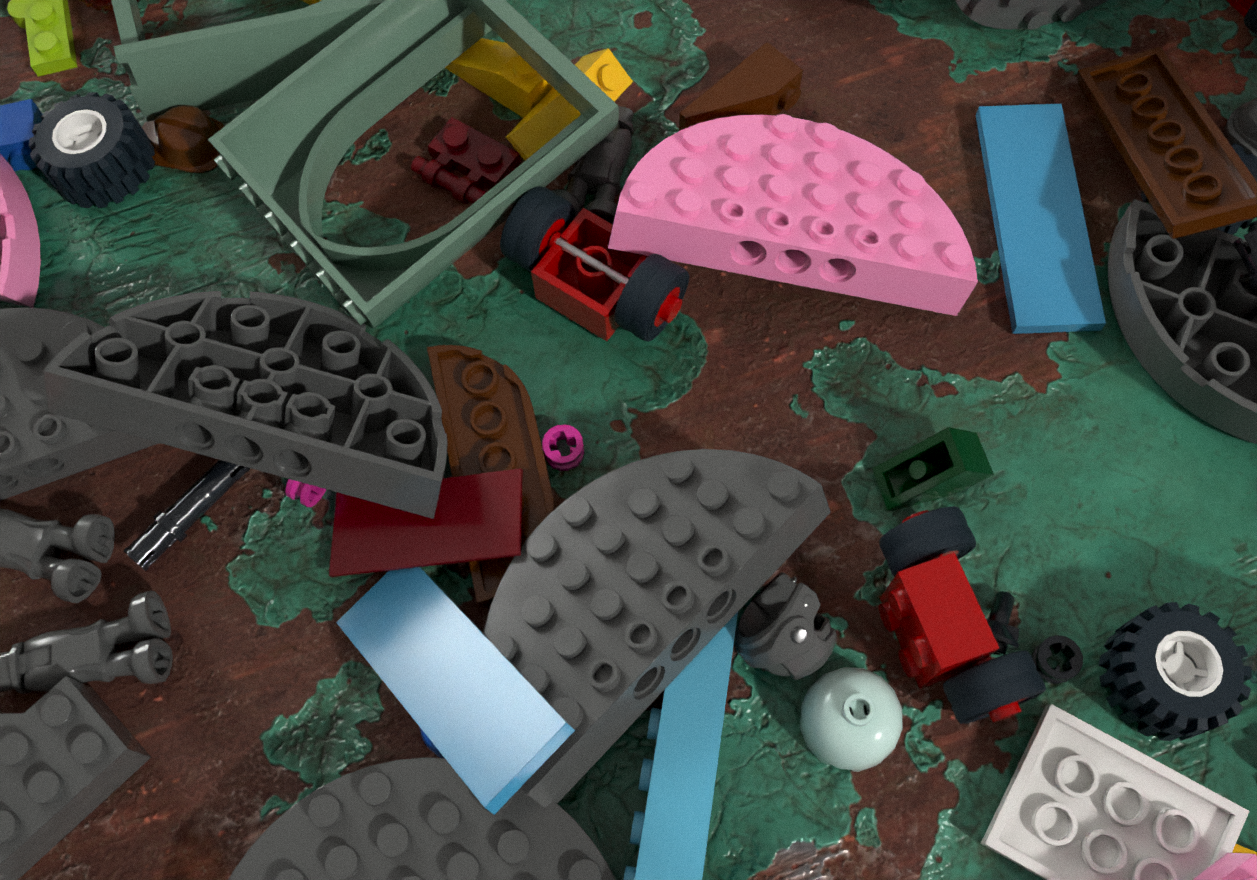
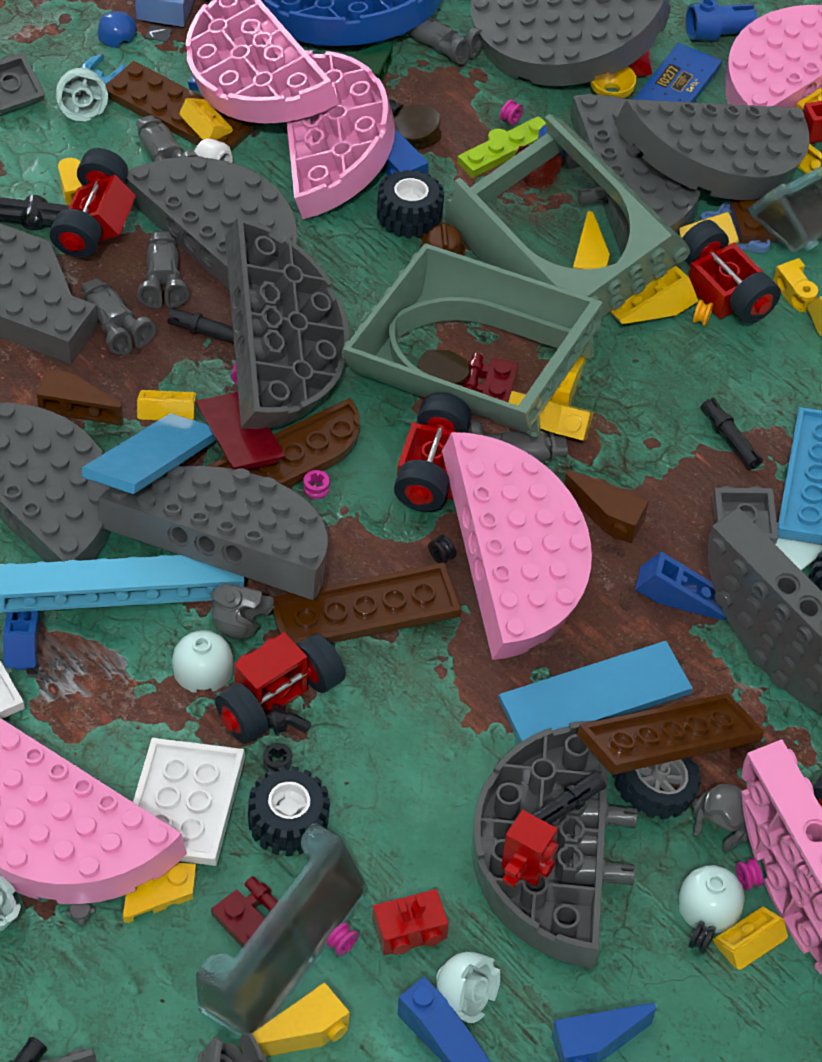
camera: 65 degrees right, 15 degrees down
(234, 777) = (76, 398): none -> reddish brown slope
(310, 626) = (158, 404): none -> yellow slope
(425, 206) = (444, 365): none -> dark brown hat
(748, 316) = (442, 549): none -> black bush
(822, 432) = (369, 605): none -> reddish brown plate
(903, 62) = (678, 587): none -> blue slope
(933, 469) = (376, 667): dark green slope -> none

